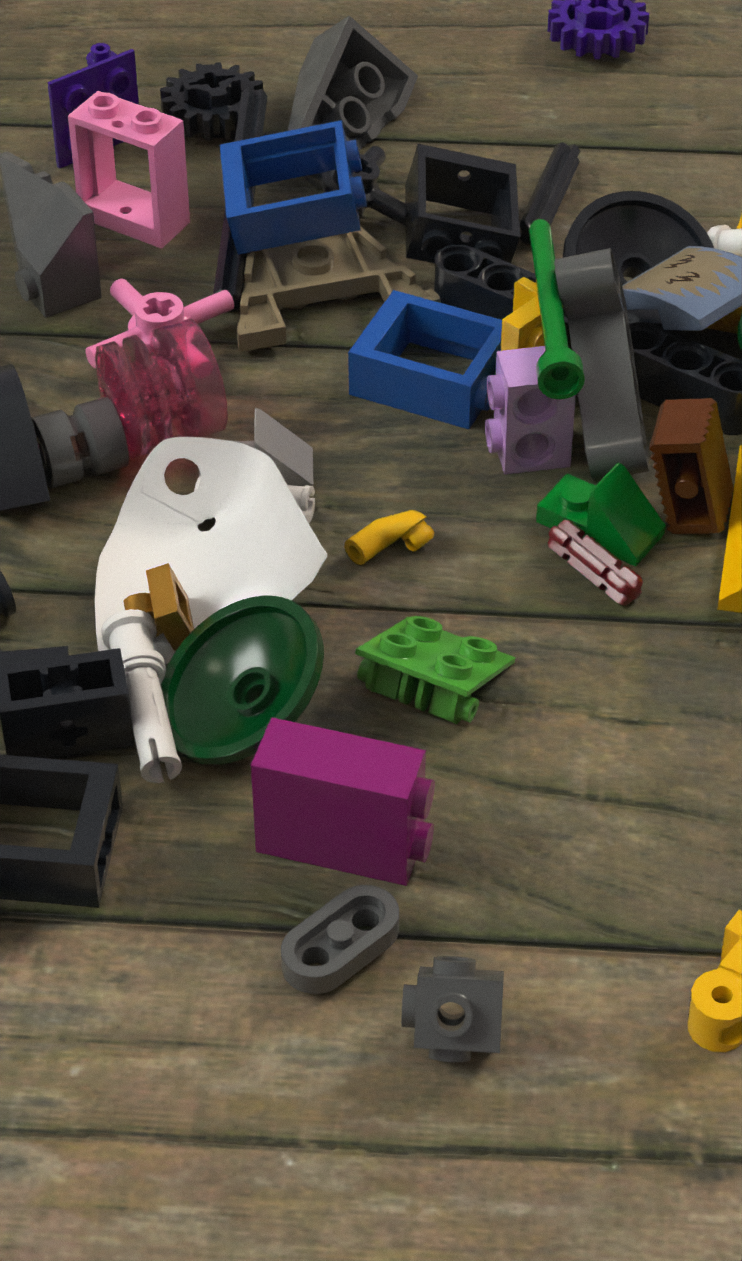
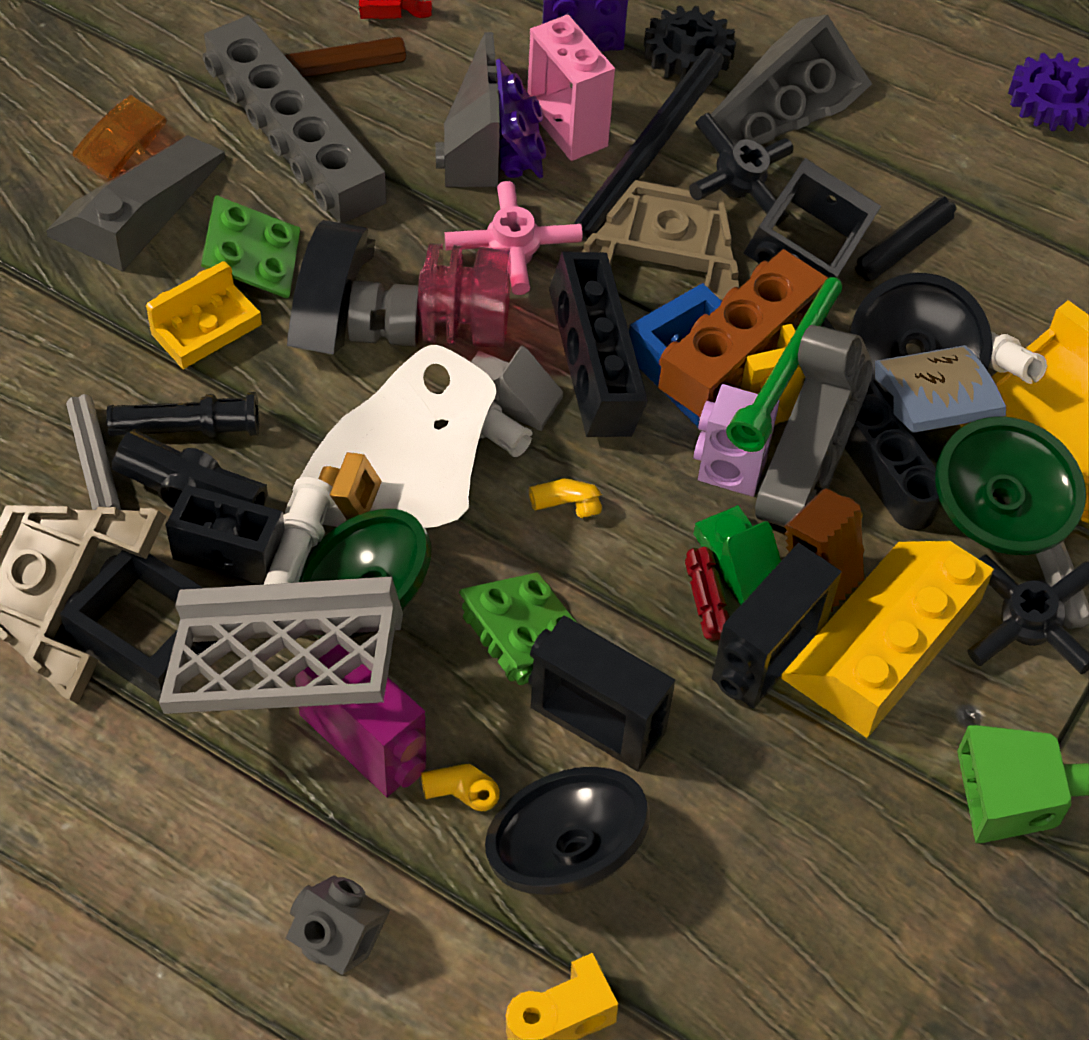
camera: 25 degrees right, 10 degrees up
(114, 245) = (519, 126): none -> dark purple hinge
(214, 728) = (283, 615): none -> light grey fence
(283, 158) = (683, 127): blue window -> none
(326, 384) = (597, 345): none -> black brick
(336, 943) = (300, 816): dark grey plate -> none
(469, 310) = (740, 327): none -> dark orange brick
(482, 831) = (464, 783): none -> yellow arm
(574, 643) = (600, 692): none -> black window
(630, 814) = (567, 831): none -> black dish
(693, 550) = (775, 625): none -> black window

